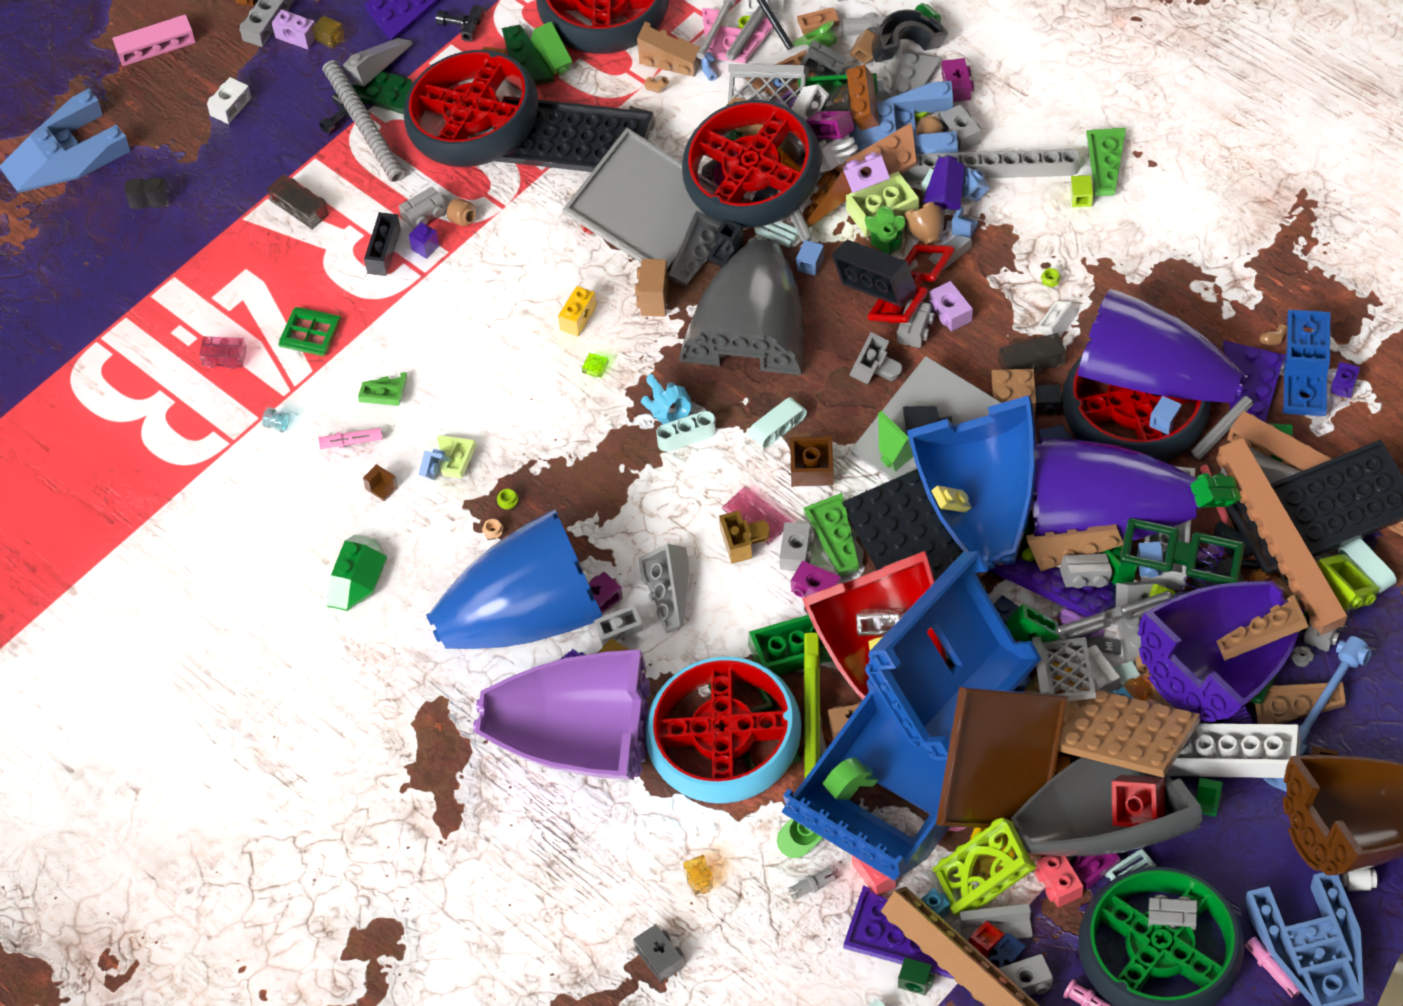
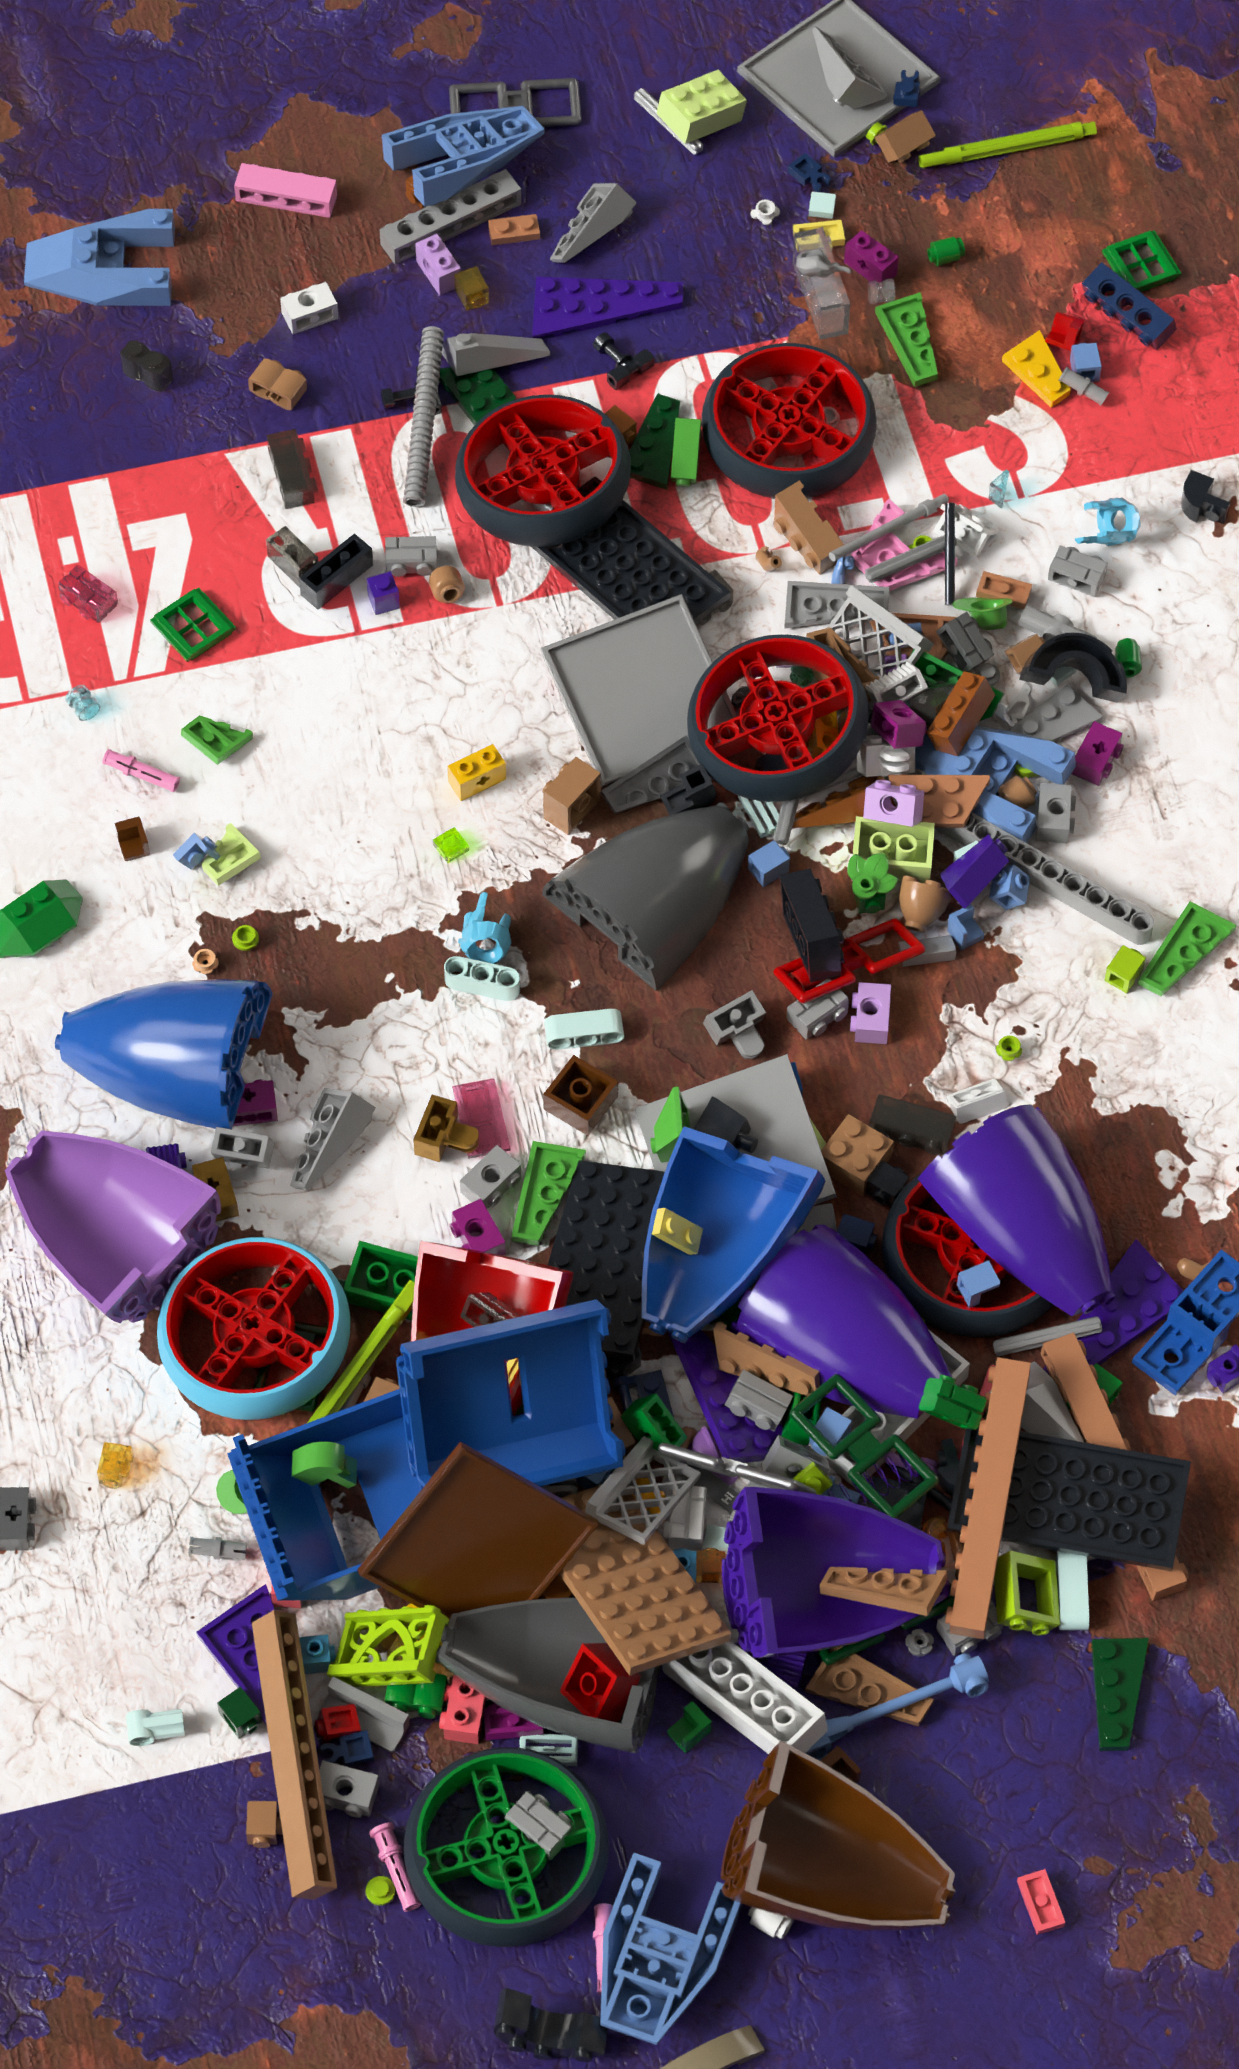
camera: 30 degrees right, 5 degrees up
(246, 156) = (277, 384): none -> medium nougat brick
(344, 251) = (290, 554): none -> clear smoke brick
(711, 90) = (819, 602): none -> light grey wing
(1025, 890) = (423, 1698): none -> green brick

